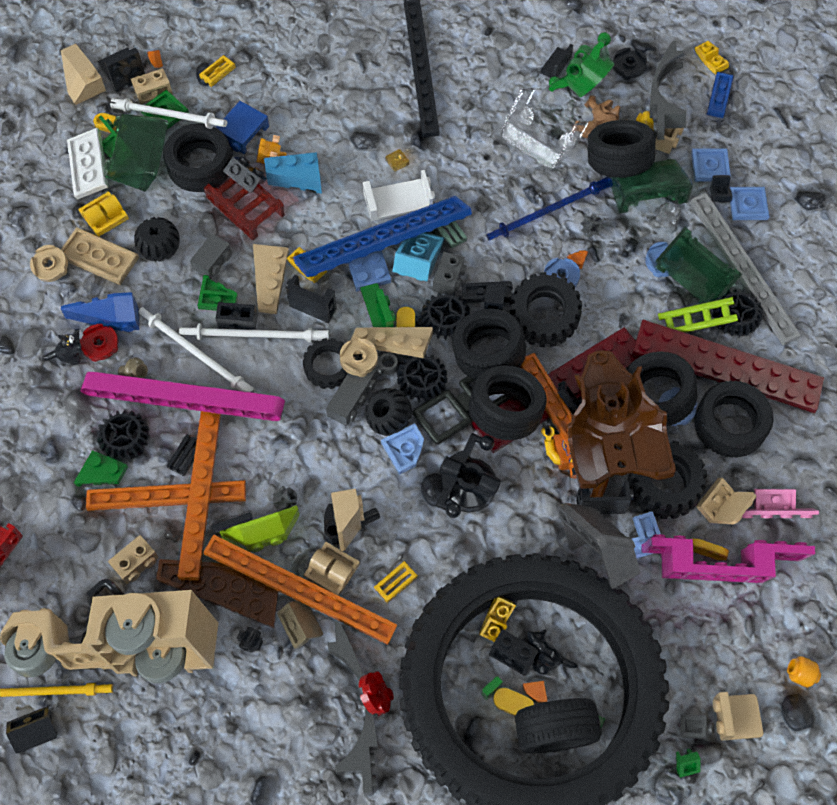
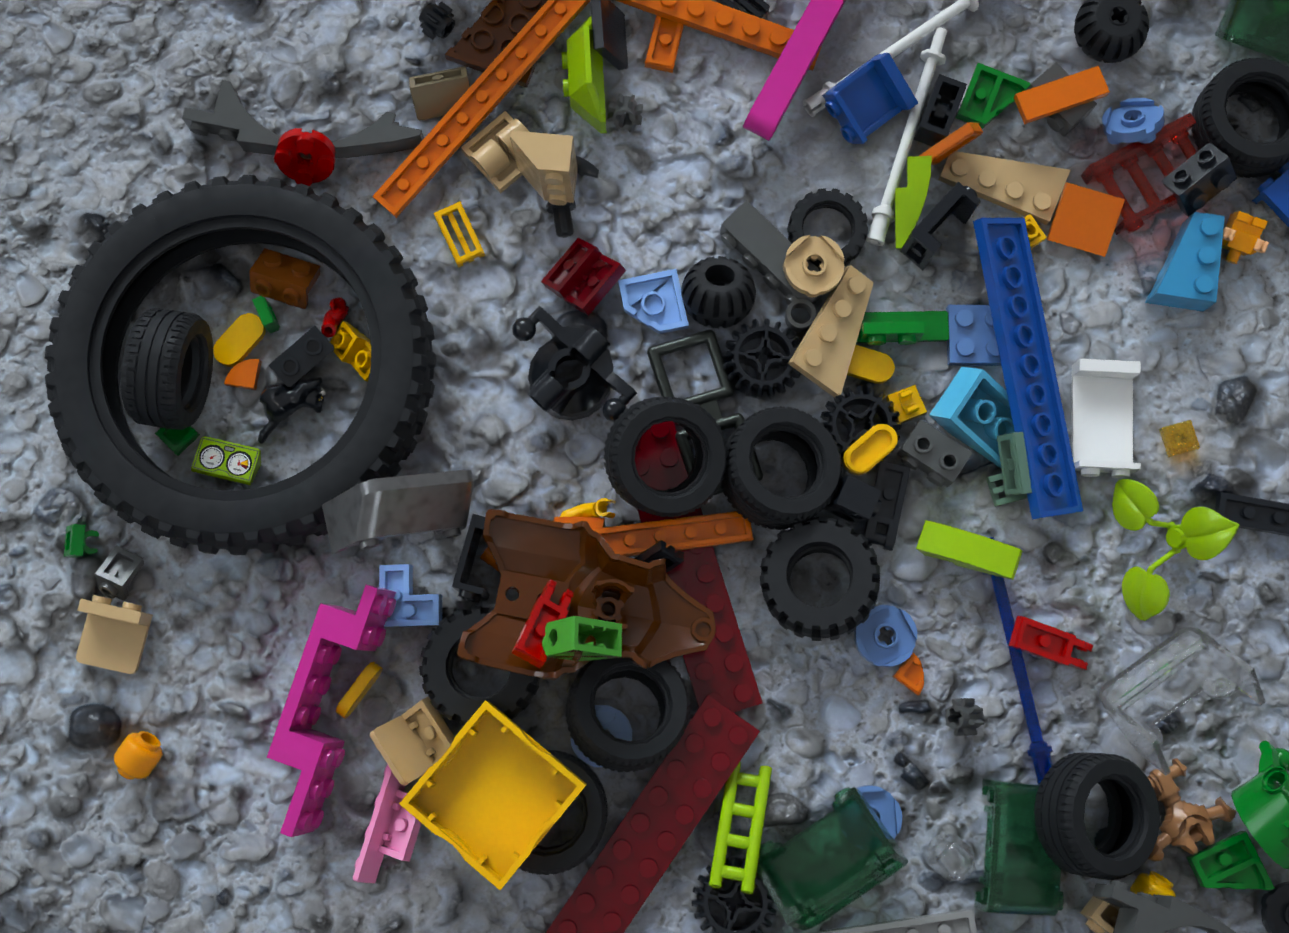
camera: 105 degrees right, 15 degrees up
(212, 251) = (1061, 94): none -> orange tile
(224, 211) = (1133, 121): none -> medium blue plate
(237, 358) = (869, 98): none -> blue panel
(253, 299) = (953, 142): none -> orange tile
(282, 229) = (1085, 219): none -> orange tile
(299, 317) = (911, 199): none -> lime slope
(401, 495) = (583, 276): none -> dark red slope
(421, 295) = (907, 403): none -> yellow tile
(443, 227) = (1014, 464): none -> sand green tile
(455, 124) = (1200, 532): none -> lime plant
(460, 301) = (870, 449): none -> yellow tile
(462, 686) = (283, 278): none -> dark orange bracket
(479, 643) = (334, 316): none -> red arm
(499, 241) = (969, 550): none -> lime slope
(536, 194) = (1048, 642): none -> red hinge
(598, 680) = (227, 460): none -> slope
(617, 92) = (1231, 865): none -> green wing
(635, 434) = (530, 640): none -> red hinge
(642, 399) = (567, 639): none -> bright green torso
(741, 437) = (493, 794): none -> yellow tile

